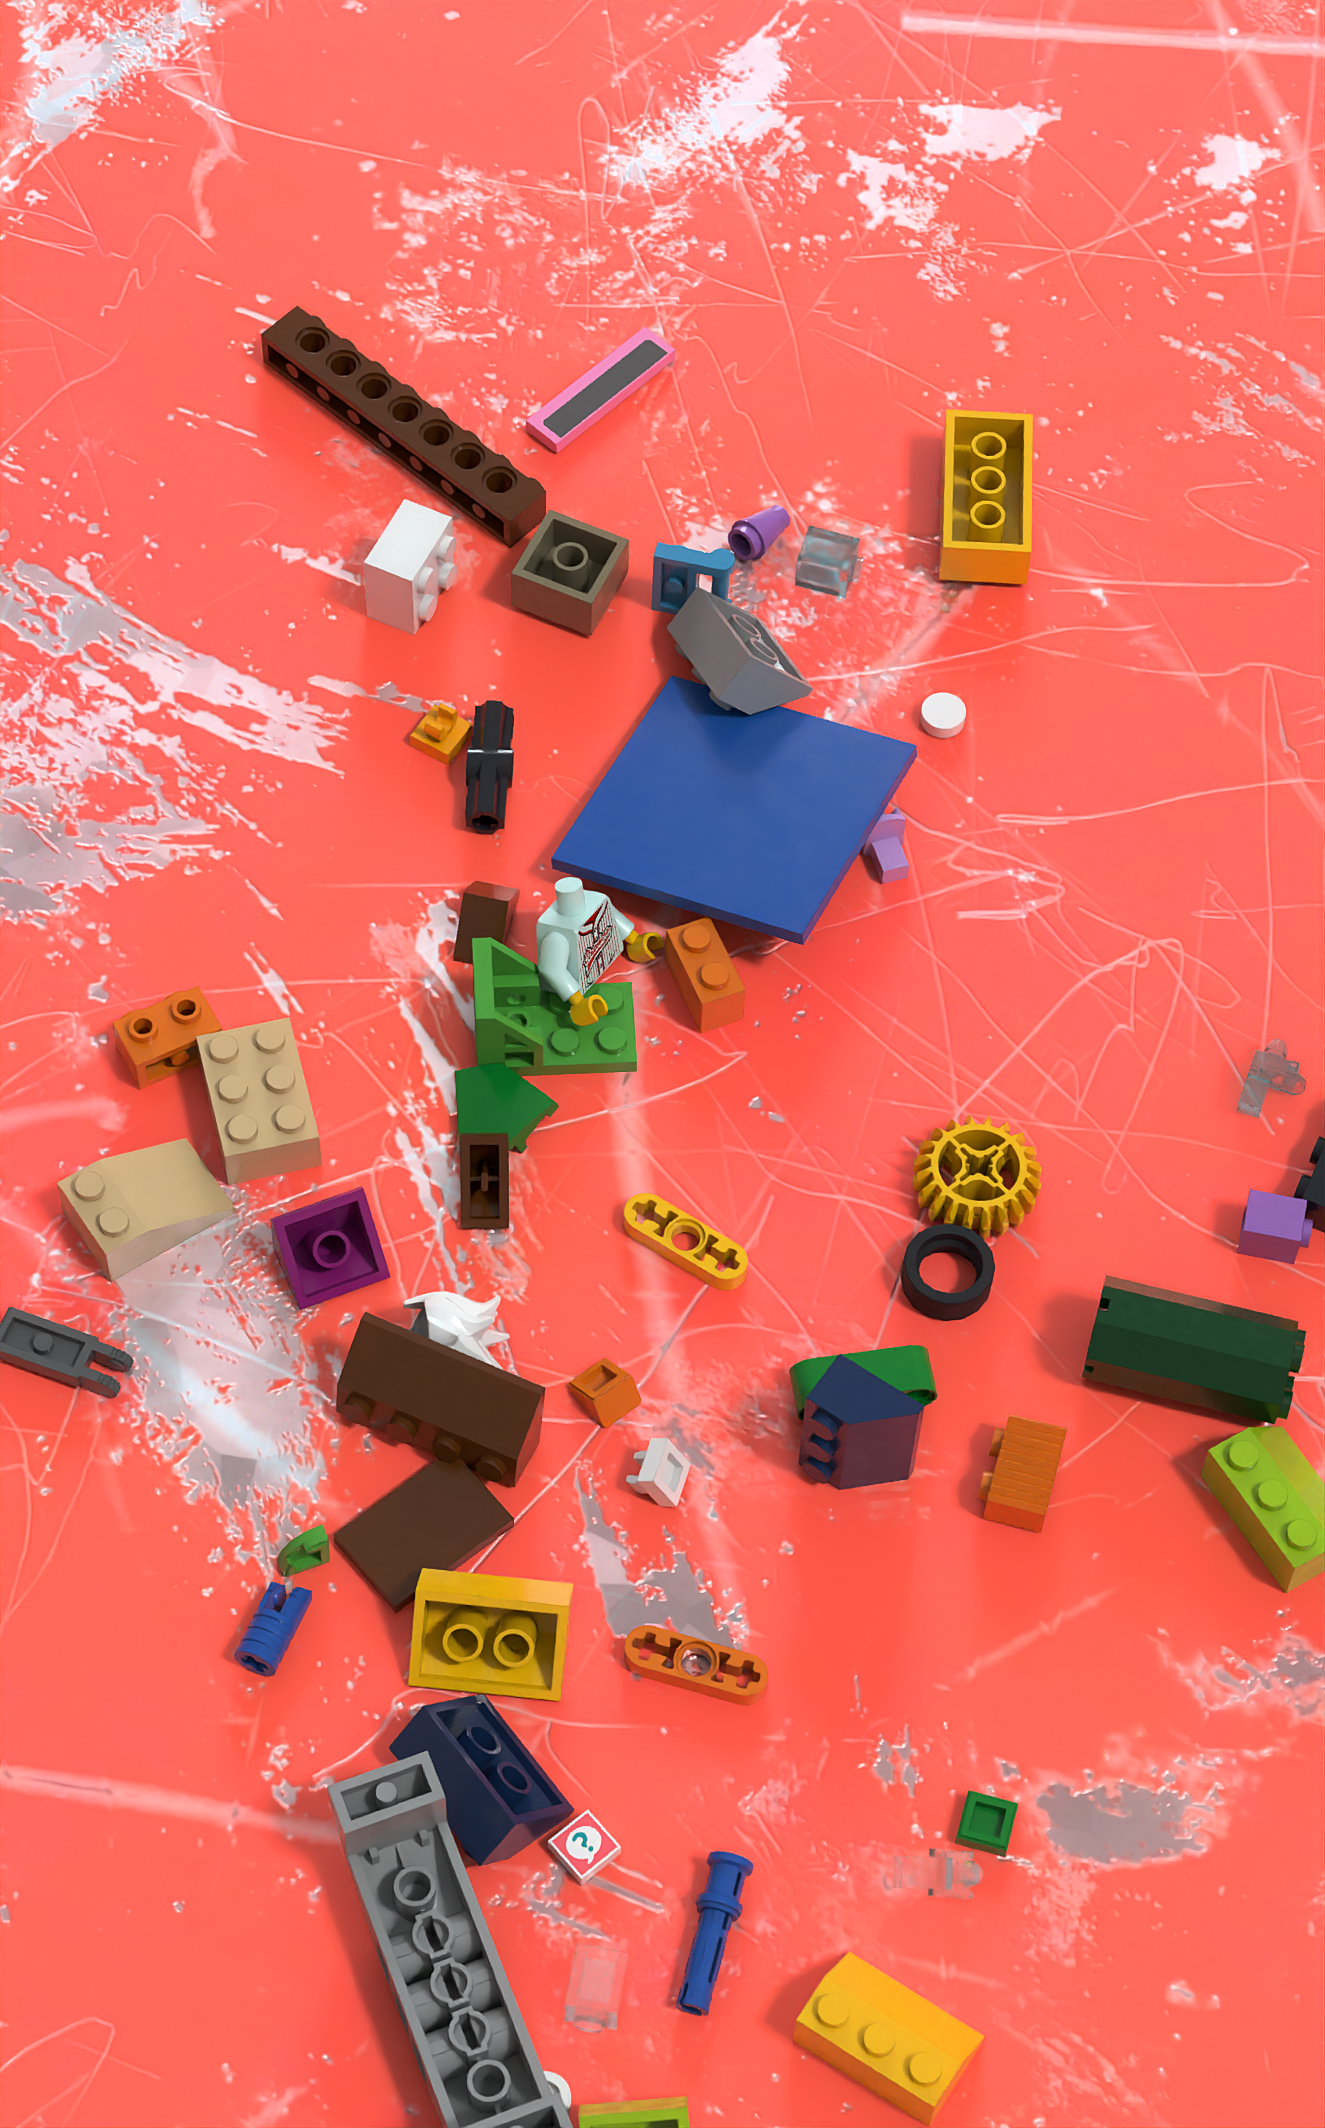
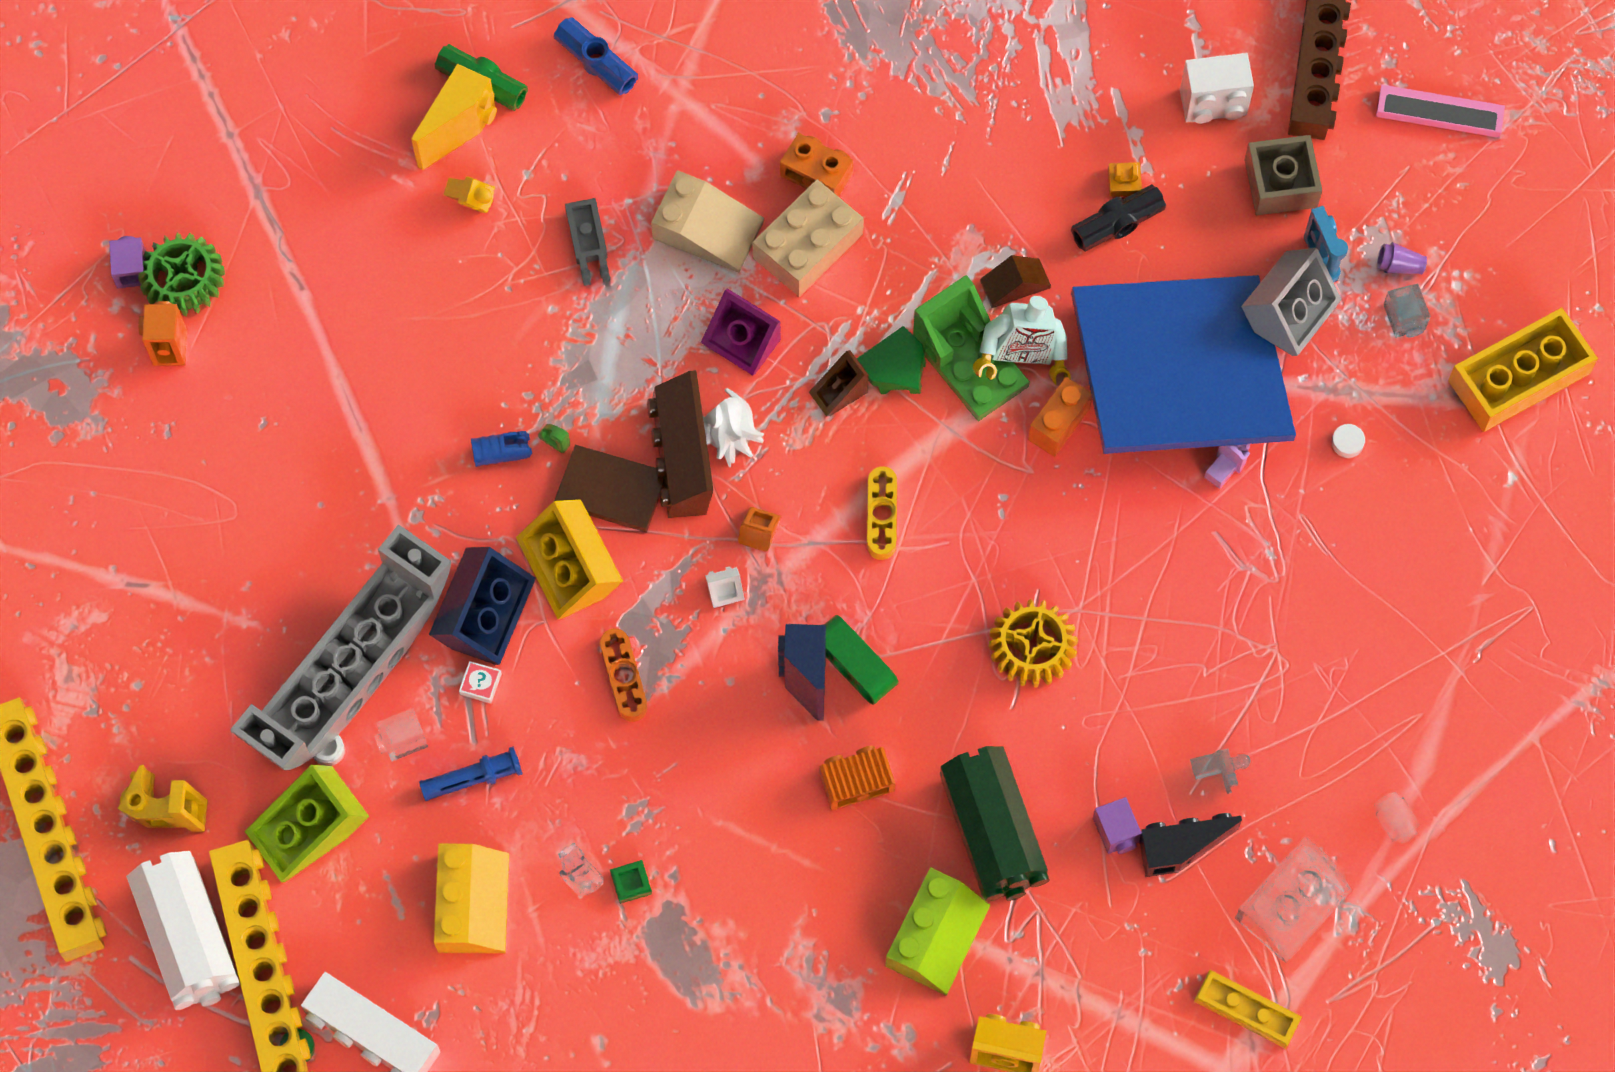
camera: 60 degrees right, 10 degrees up
(955, 1240) = (961, 639): black tyre -> none

